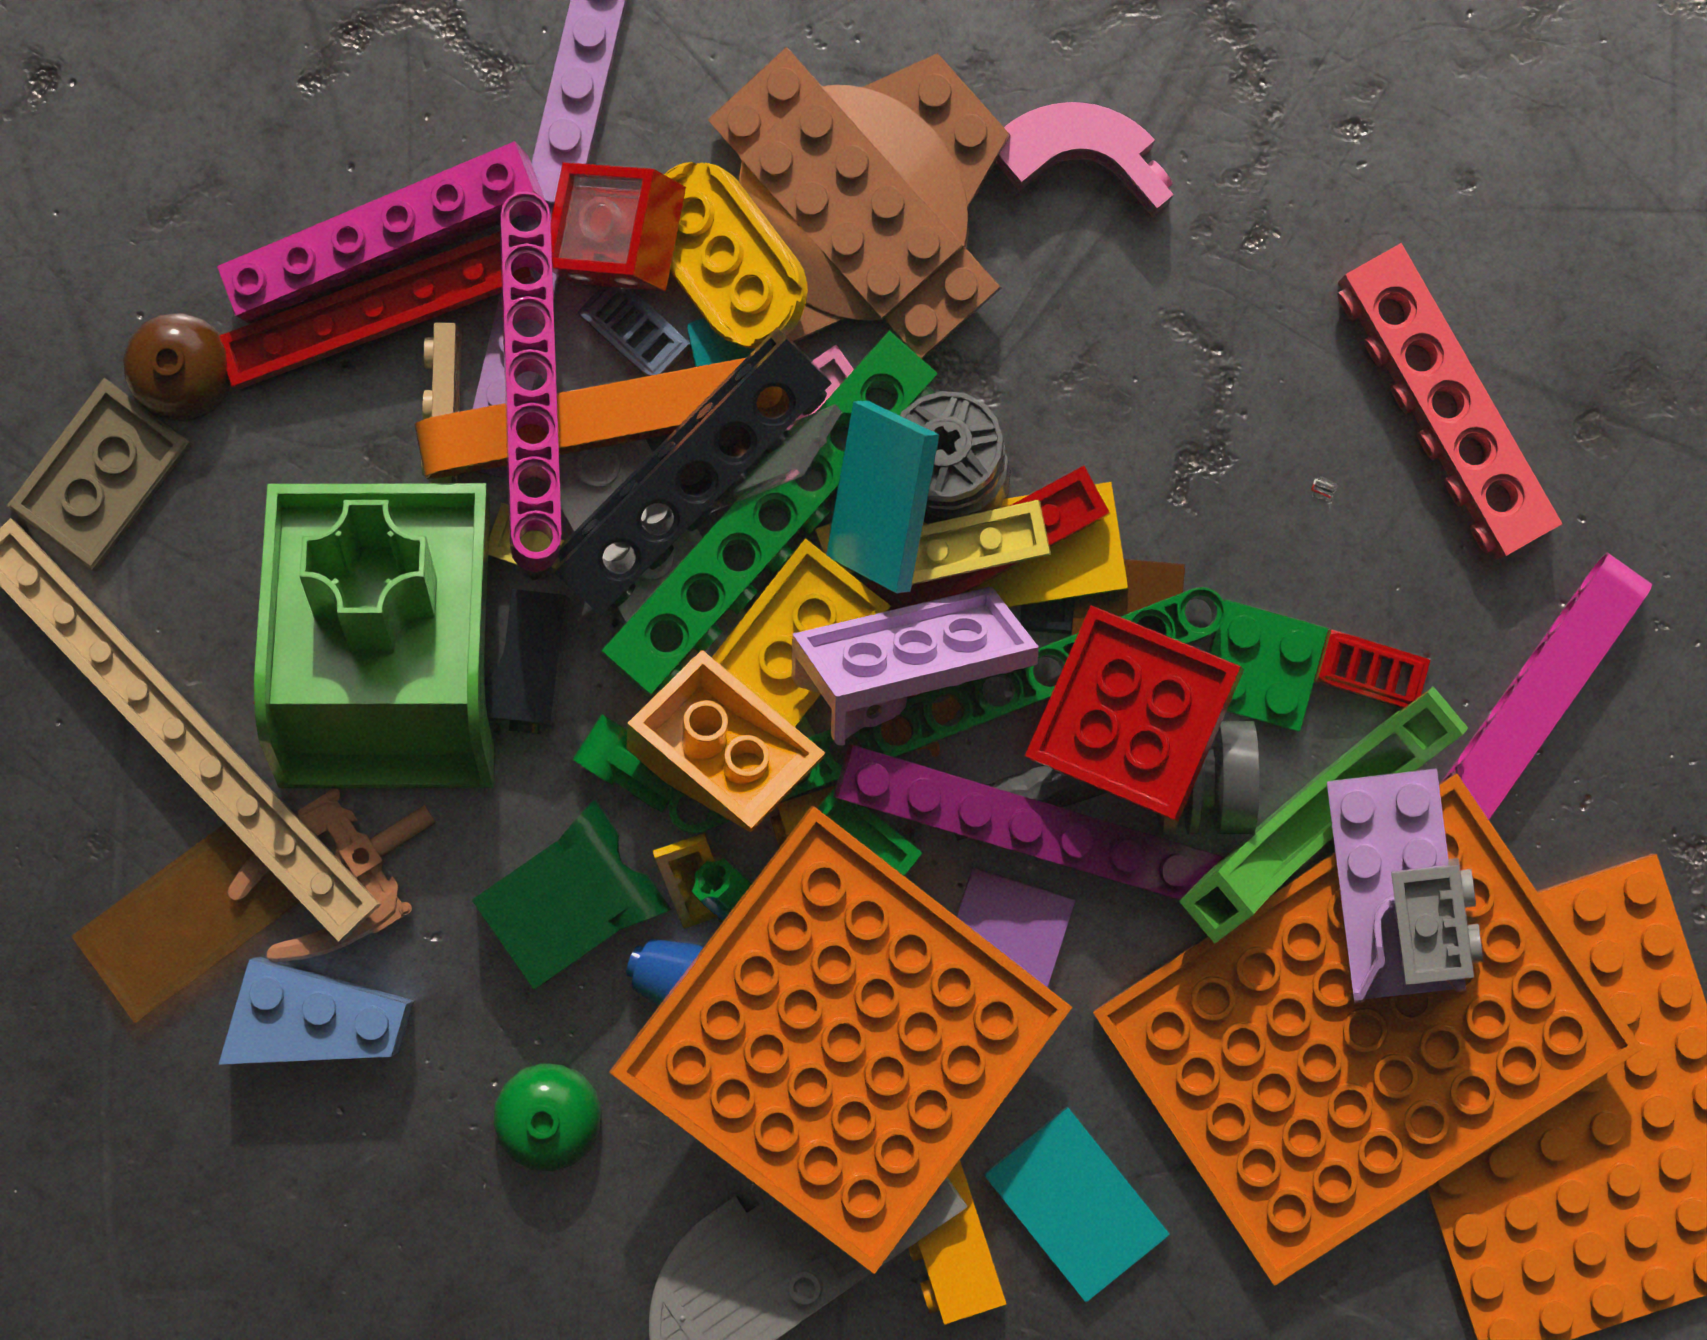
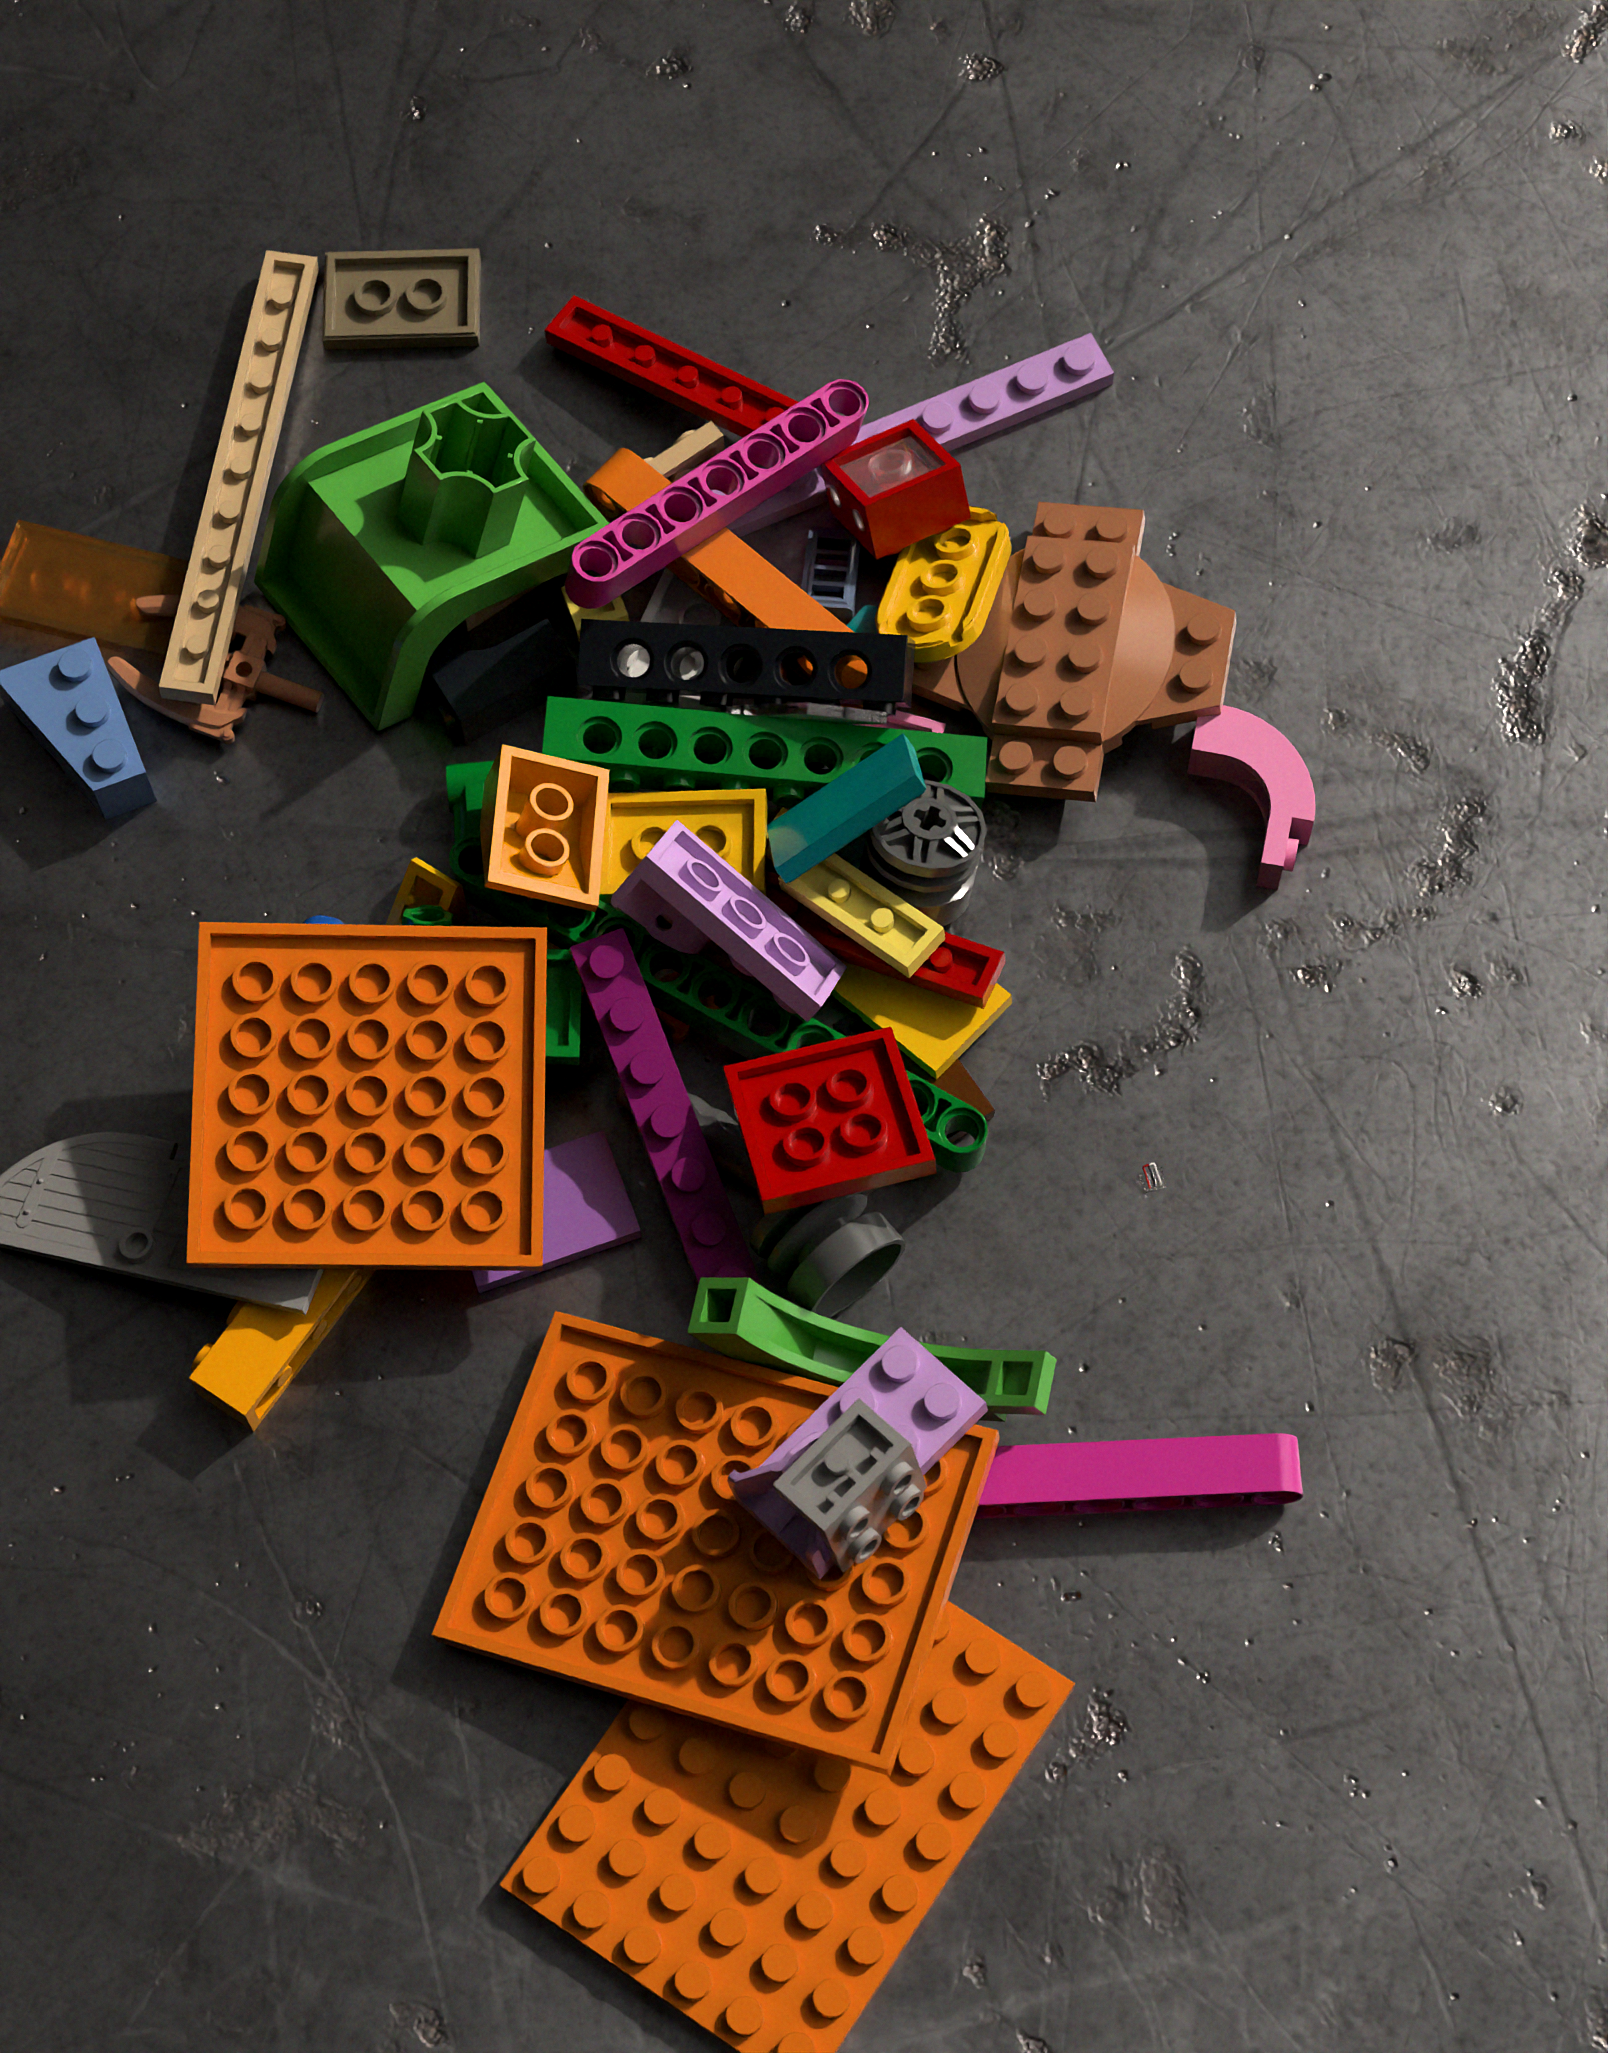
camera: 55 degrees right, 20 degrees down
(177, 367) = (527, 286): reddish brown cylinder -> none
(377, 235) = (746, 334): dark pink brick -> none
(547, 1117) = (134, 958): green cylinder -> none
(568, 899) = (325, 839): dark green piece -> none
(1076, 1204) = (379, 1427): teal tile -> none
(1277, 661) = (962, 1236): green plate -> none
(1330, 657) = (1016, 1277): red slope -> none
(1450, 371) = (1267, 1348): coral brick -> none

